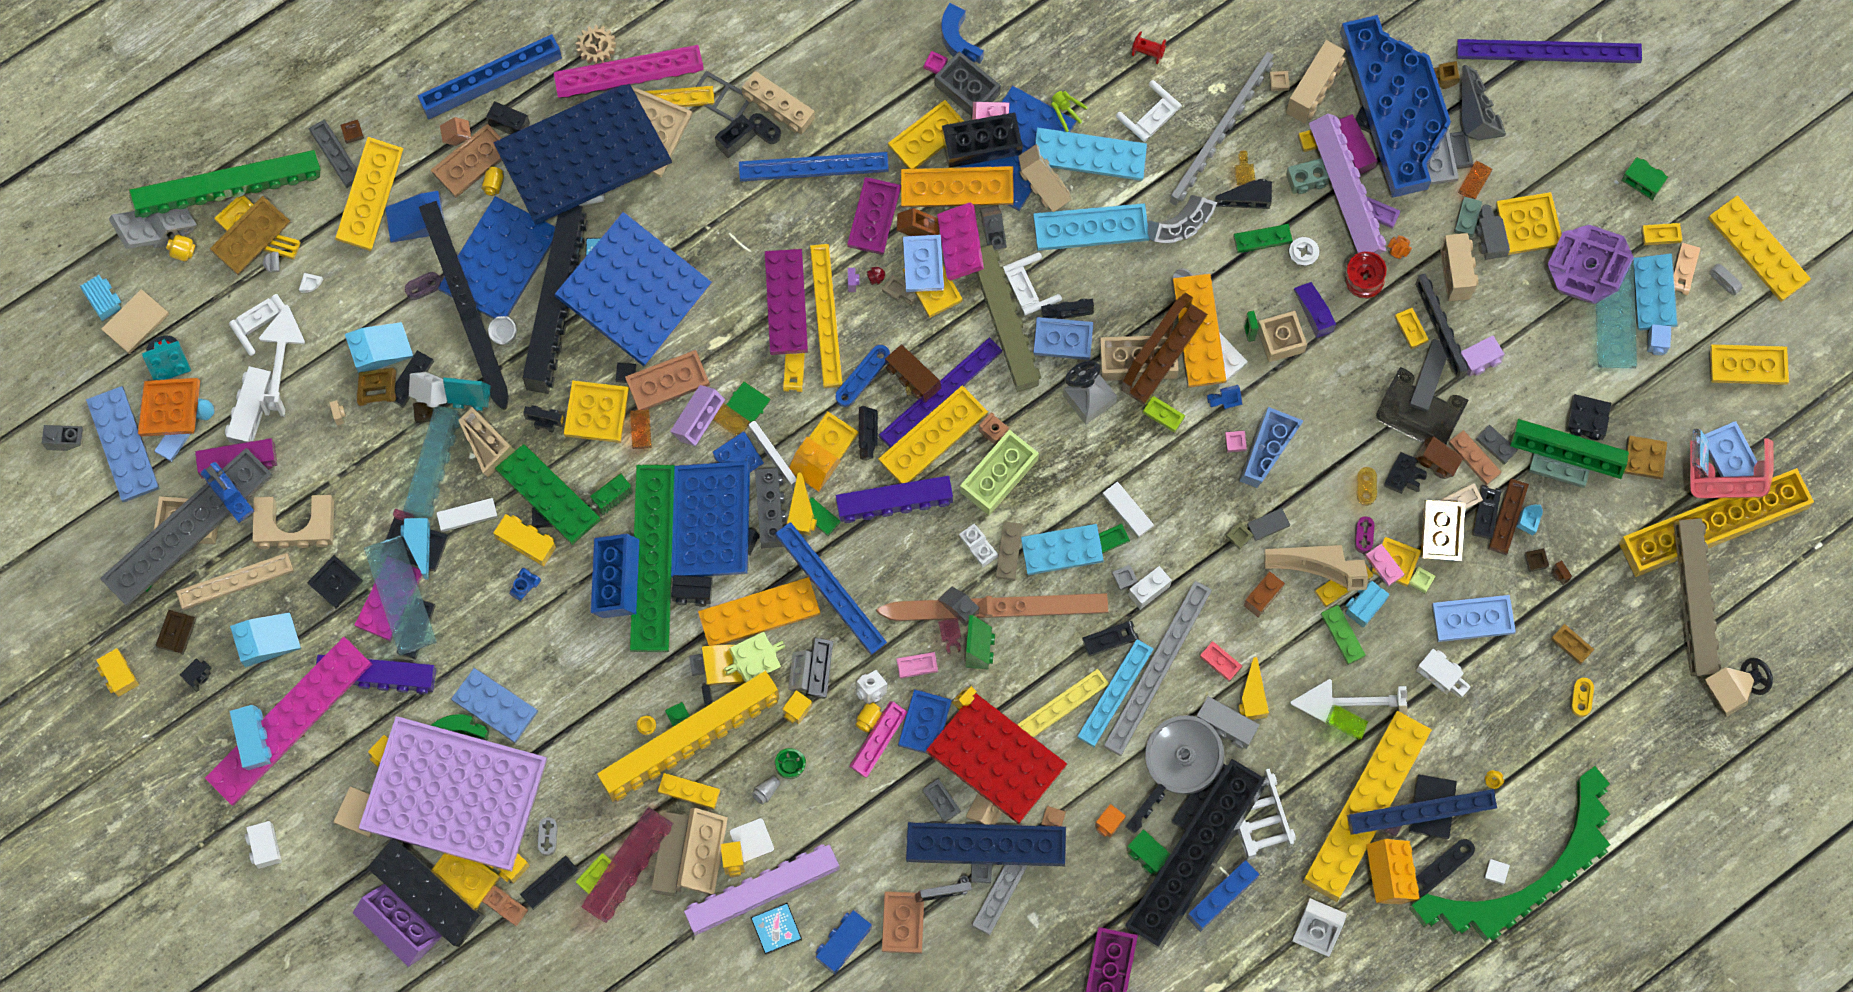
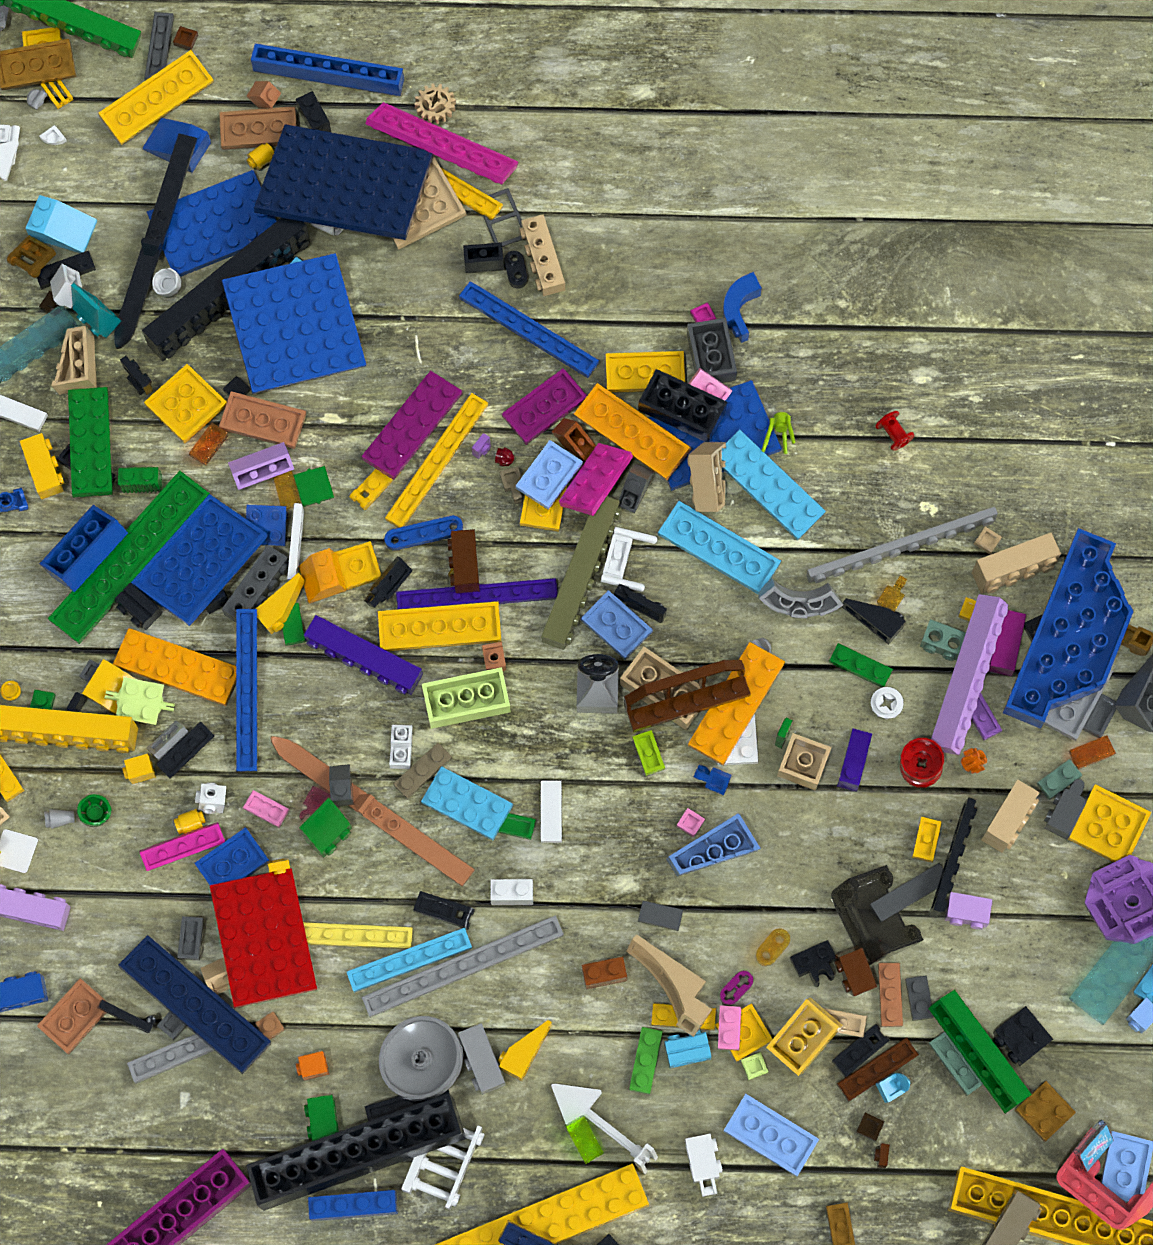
camera: 40 degrees right, 0 degrees up
(422, 285) = (137, 202): clear purple plate -> none
(1124, 577) = (499, 867): light grey plate -> none
(1145, 810) = (351, 1079): black hinge -> none
(1155, 117) = (851, 494): white plate -> none
(1221, 661) = (520, 1002): coral plate -> none
(1239, 535) = (626, 906): olive plate -> none

